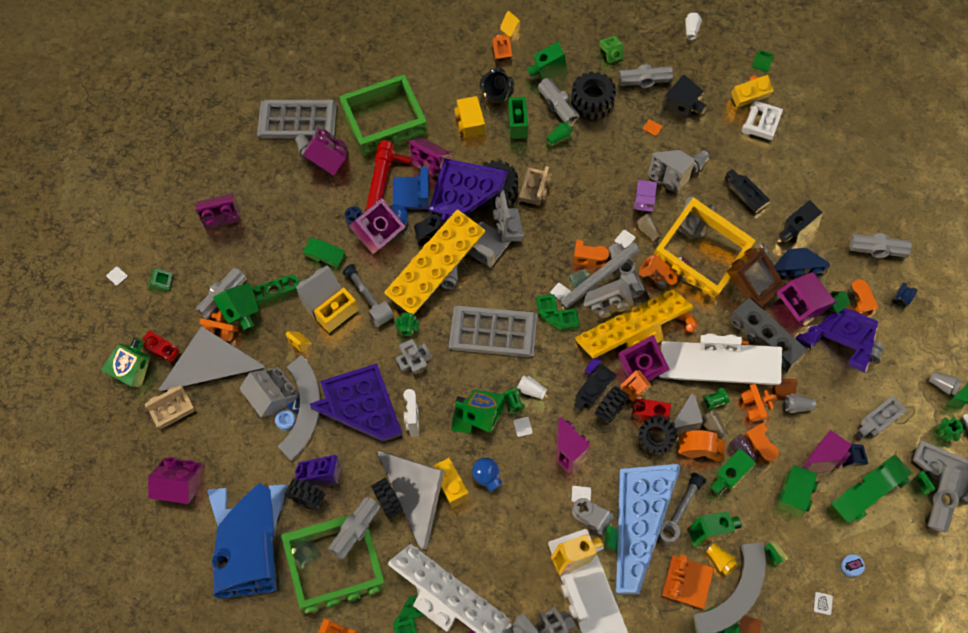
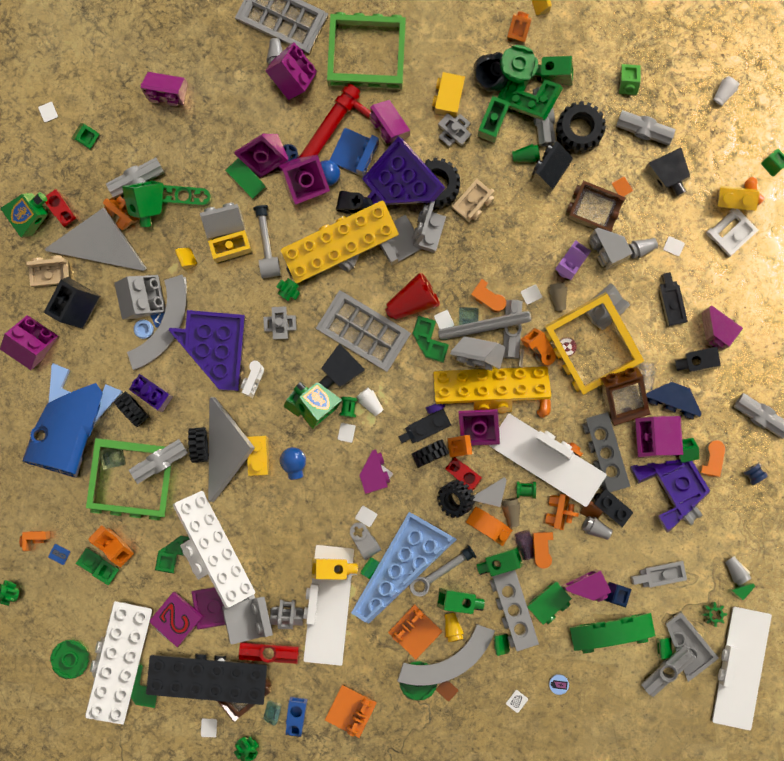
camera: 25 degrees right, 20 degrees up
(205, 423) = (72, 303): none -> black slope
(330, 222) = (263, 154): none -> magenta slope
(487, 141) = (453, 128): none -> light grey piece
(490, 369) = (340, 368): none -> black torso
(517, 68) = (519, 63): none -> green tile
(524, 282) = (412, 298): none -> red cone
(550, 90) = (532, 105): none -> green plate
(586, 132) = (554, 165): none -> black slope
(637, 146) = (595, 206): none -> window
(721, 152) = (674, 246): none -> white sticker
(781, 514) = (528, 637): none -> light grey brick
(799, 188) = (719, 329): none -> magenta slope
(803, 376) = (612, 507): none -> black hinge

